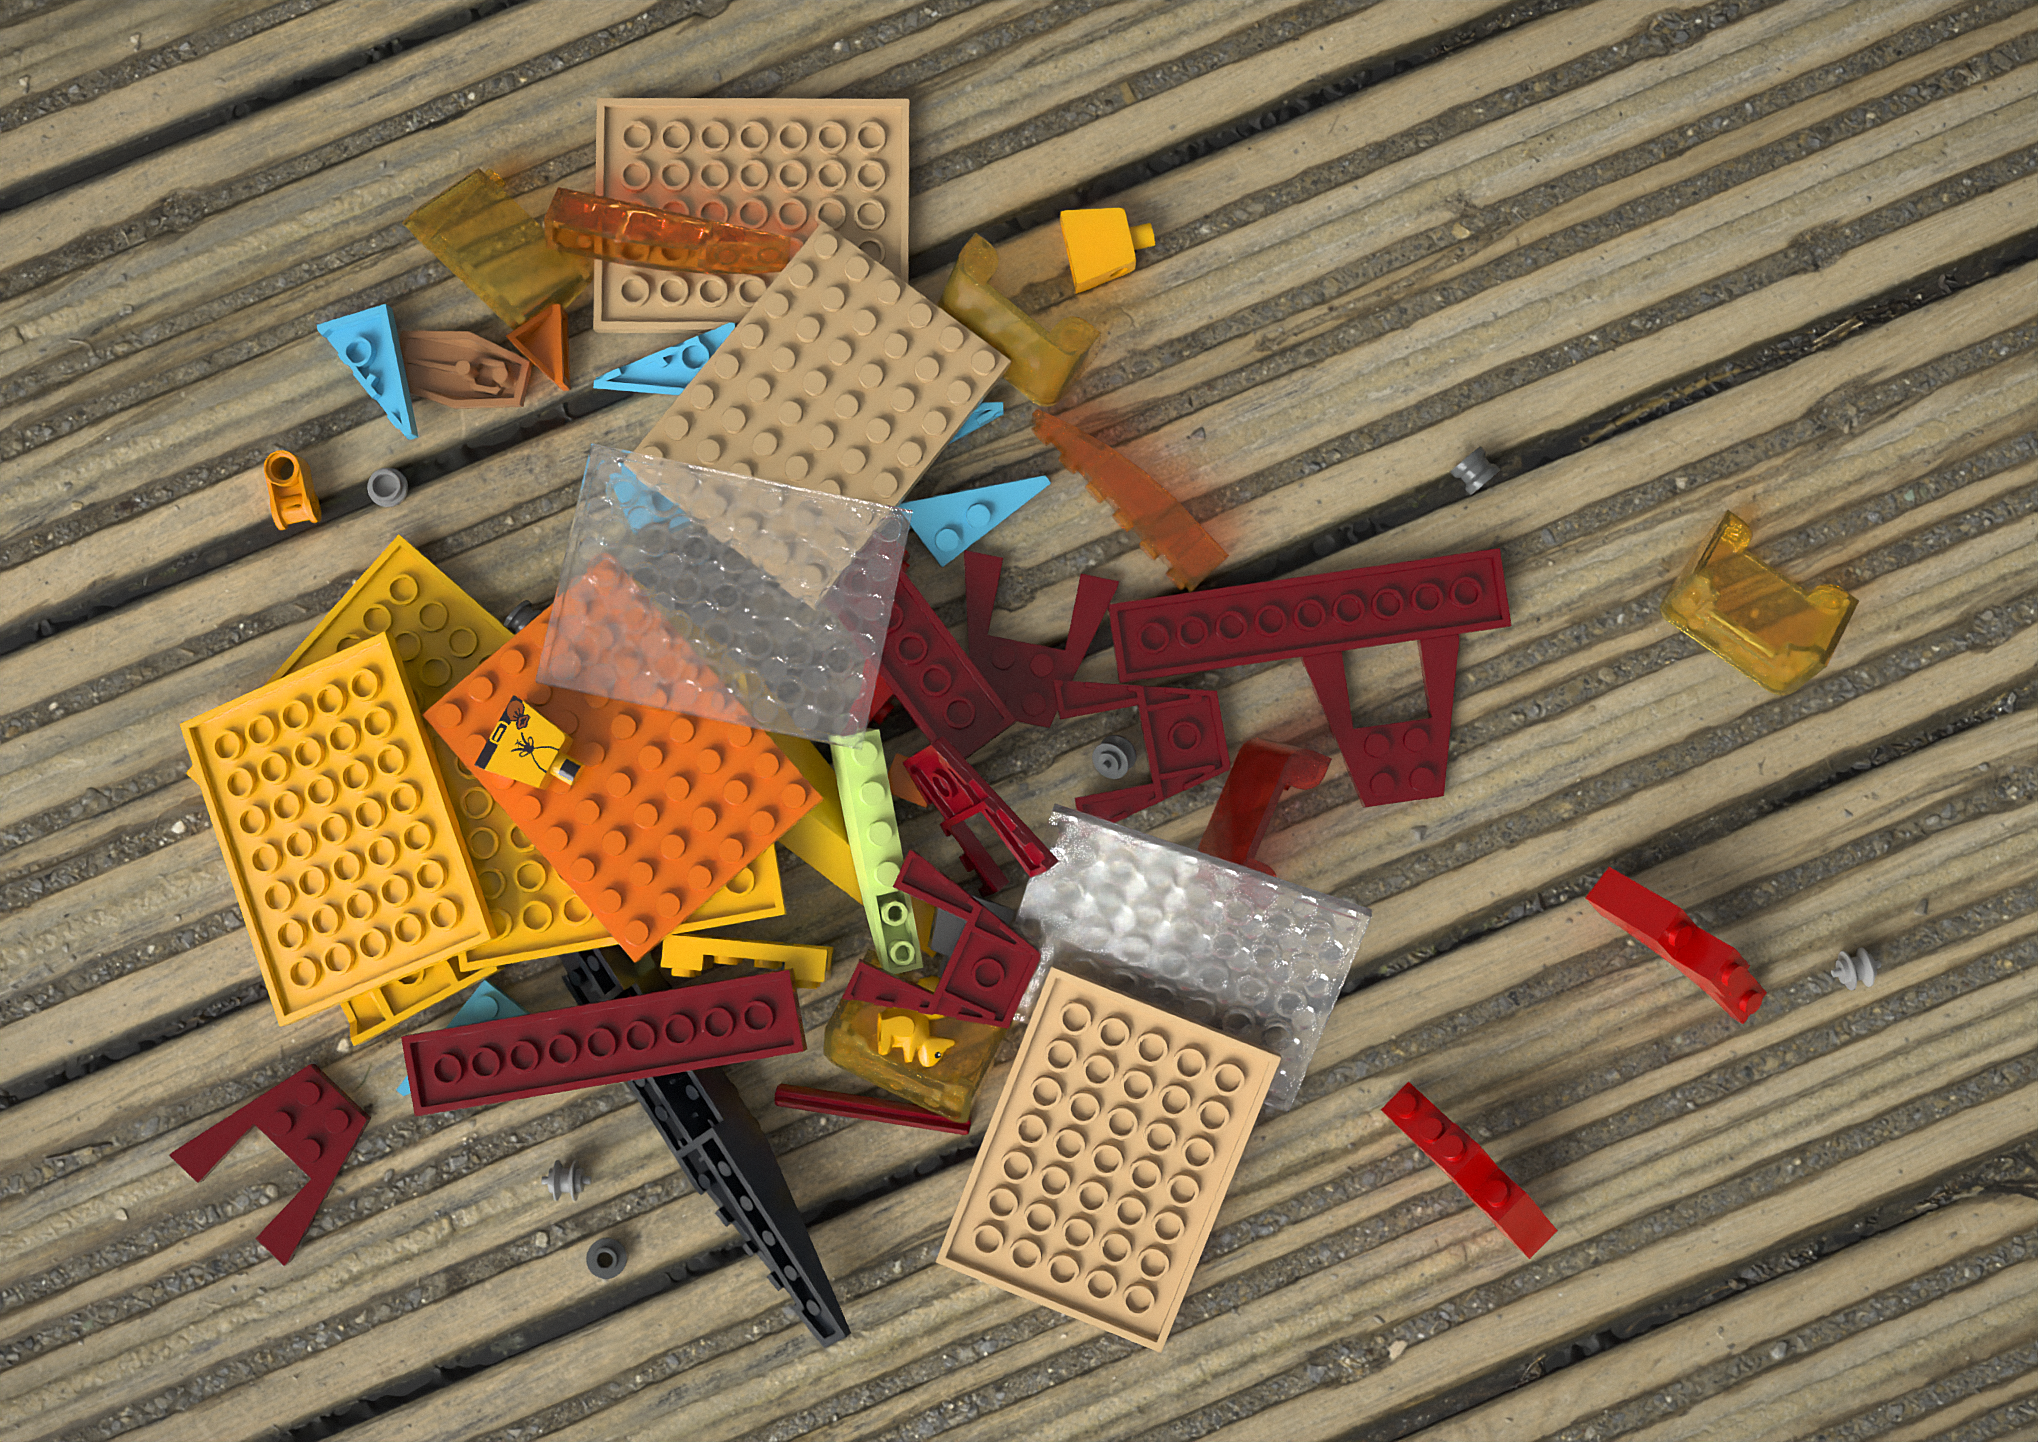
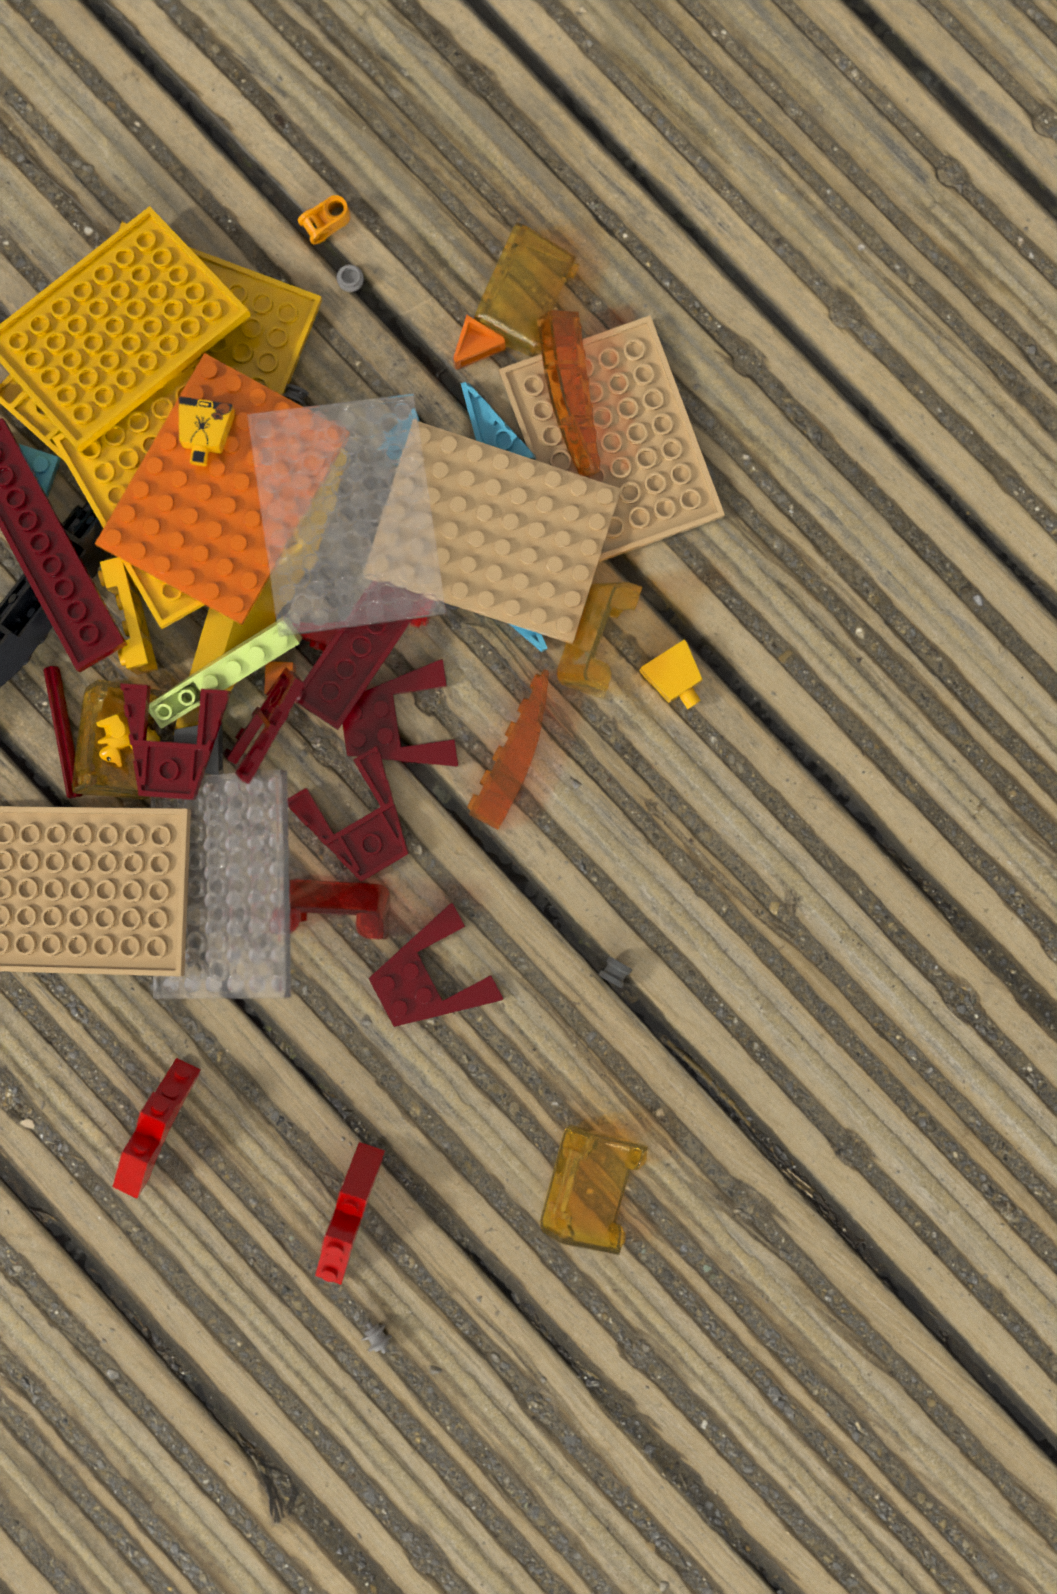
camera: 75 degrees right, 0 degrees up
(372, 350) = (432, 236): medium azure wing -> none
(463, 370) = (441, 294): medium nougat piece -> none
(958, 519) = (458, 646): medium azure wing -> none
(1114, 756) = (342, 803): dark grey wheel -> none
(1309, 615) = (480, 897): dark red plate -> none

